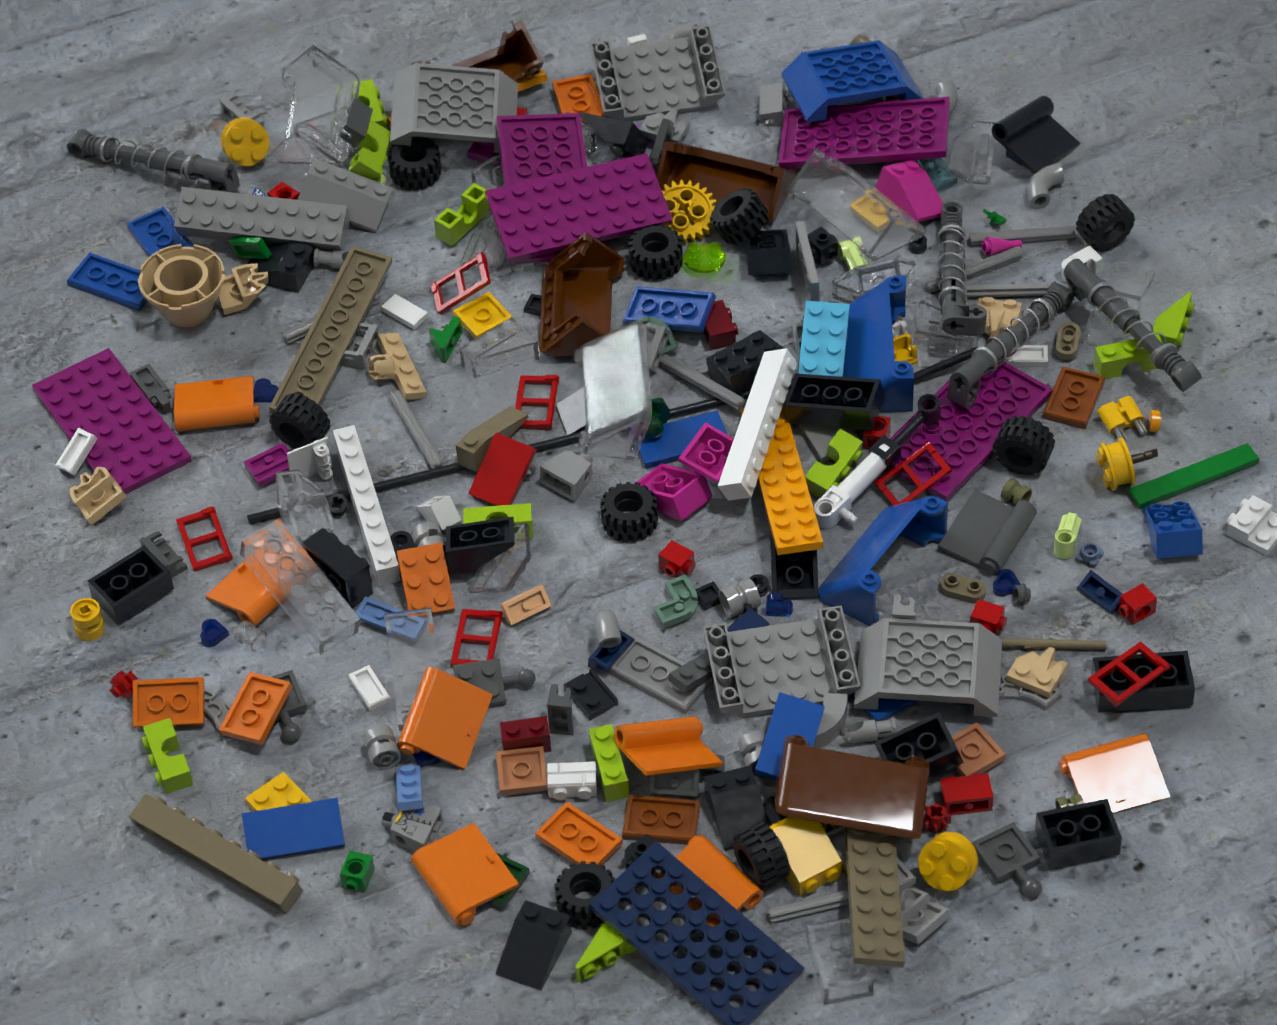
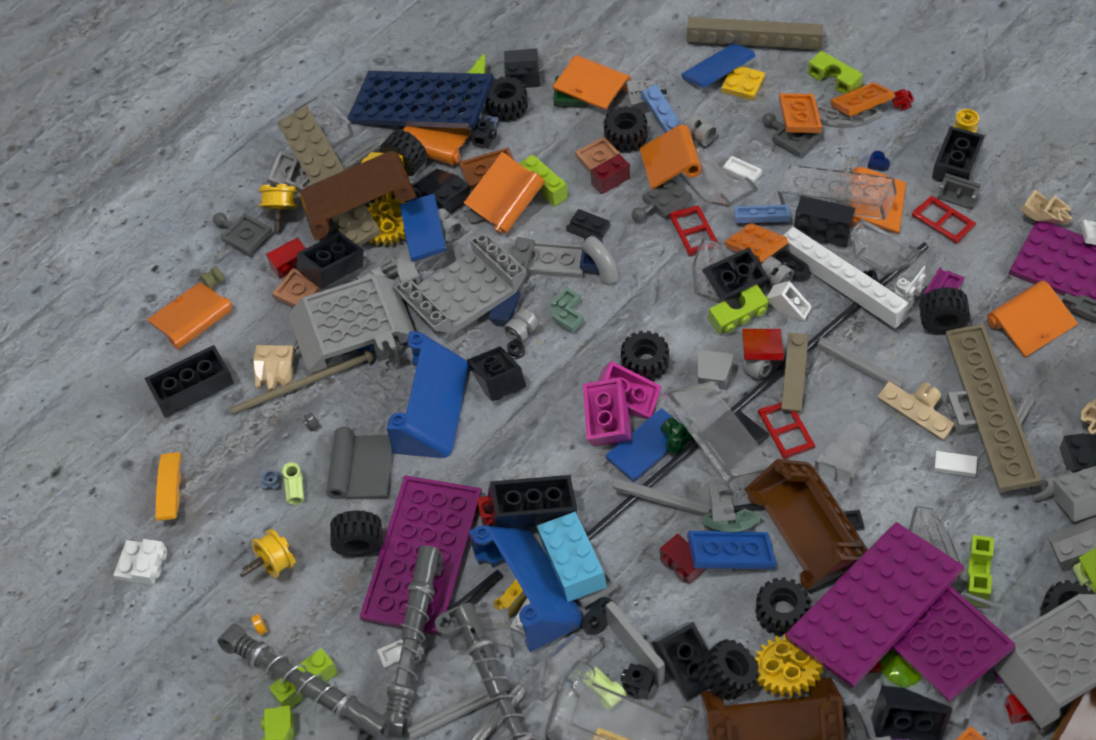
camera: 155 degrees right, 5 degrees up
(264, 390) = (1004, 346): clear blue tile -> none
(357, 863) = (660, 59): green brick -> none
(446, 340) = (899, 444): green slope -> none
(463, 293) = (946, 496): window -> none
(468, 770) = (626, 128): none -> black tyre
(481, 314) = (886, 483): yellow plate -> none
(525, 604) = (674, 261): light nougat plate -> none
(560, 712) = (594, 190): dark grey hinge -> none
(572, 780) = (563, 161): white brick -> none
(578, 836) = (534, 133): orange plate -> none
(676, 560) = (585, 338): red brick -> none
(704, 257) = (740, 626): clear neon green dish -> none
(708, 595) = (548, 328): black tile -> none
(738, 364) = (631, 523): black brick -> none
(757, 424) = (582, 452): white brick -> none
(777, 605) = (490, 335): clear blue tile -> none
(787, 494) = (541, 424): light orange plate -> none
(844, 451) = (508, 448): lime arch -> none
(880, 483) = (428, 473): red window -> none
(881, 458) = (469, 476): white piece -> none
(936, 818) = (303, 233): red gear -> none
(961, 587) = (359, 412): dark tan plate -> none
(989, 616) = (327, 388): red brick -> none
(999, 314) = (442, 677): tan plate -> none
(1005, 583) = (327, 429): clear blue tile -> none
(1015, 492) = (349, 503): olive wheel -> none
(1067, 341) = (368, 680): dark tan plate -> none
(1074, 397) = (340, 625): dark orange tile -> none
(1078, 833) = (198, 256): black brick -> none
(1100, 592) = (248, 454): dark blue slope -> none
(1117, 663) = (206, 369): red window -> none
(1122, 415) = (290, 618): yellow piece -> none
(1137, 604) = (216, 447): red brick -> none
(1173, 530) = (210, 527): blue slope -> none
(1193, 476) = (207, 591): green tile -> none
(1204, 584) = (168, 486): none -> light orange slope

